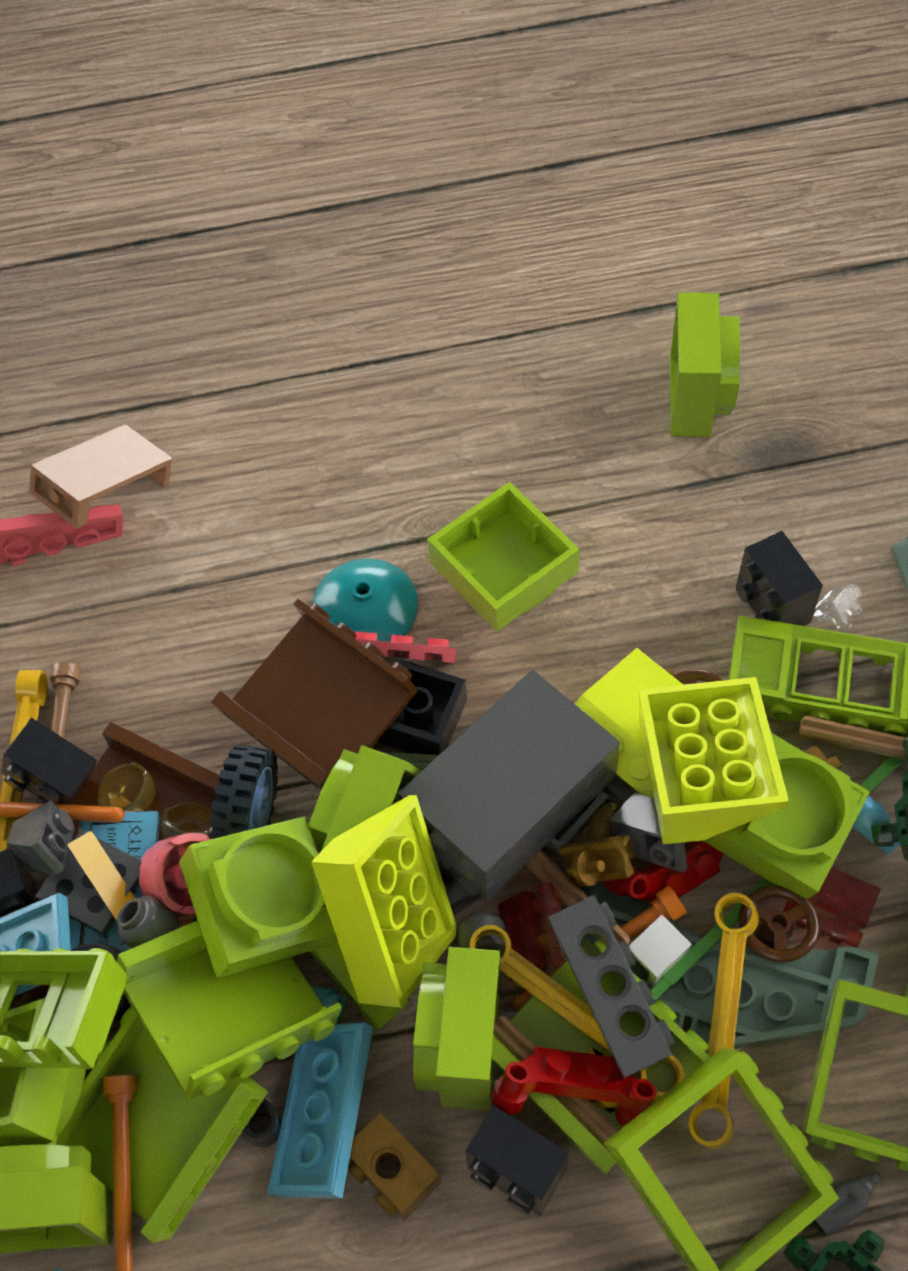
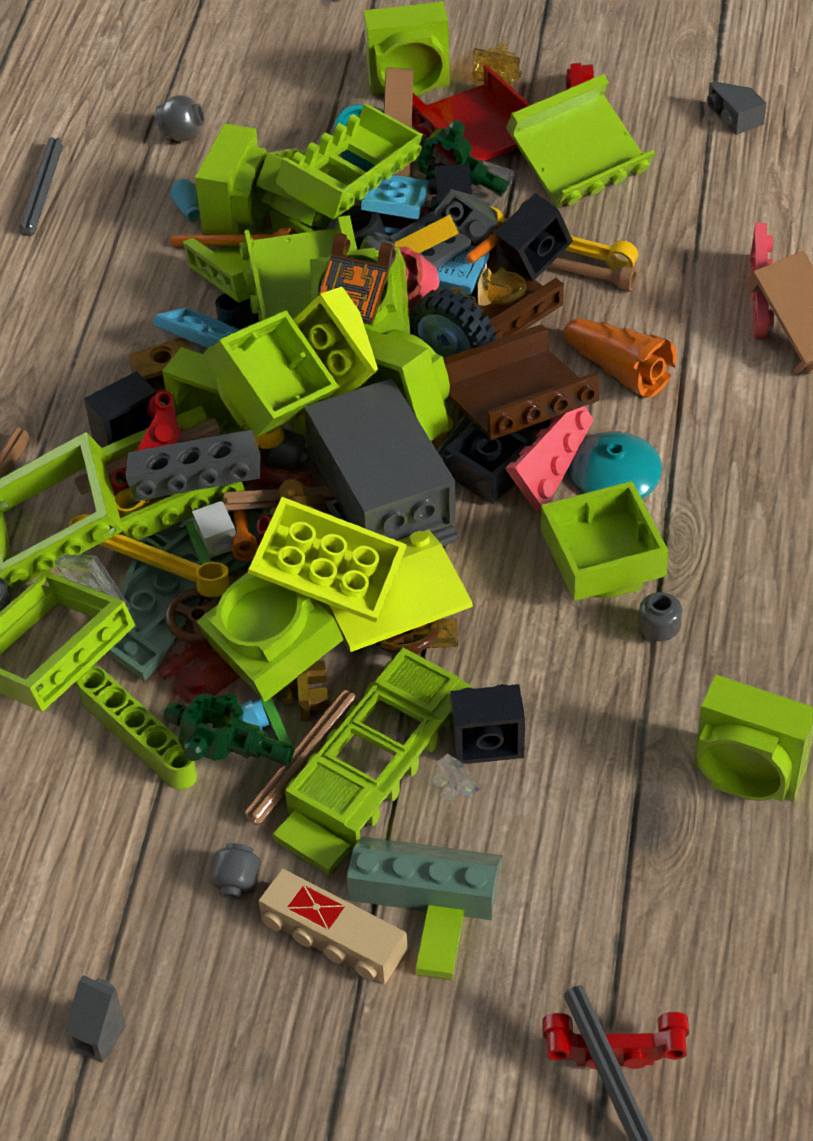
camera: 110 degrees right, 10 degrees down
(206, 630) = (624, 354): none -> orange cone
(275, 874) = (359, 278): none -> flag
(461, 924) = (268, 373): none -> lime container
(567, 492) = (660, 616): none -> dark grey head
(812, 1050) = (90, 573): none -> clear plate

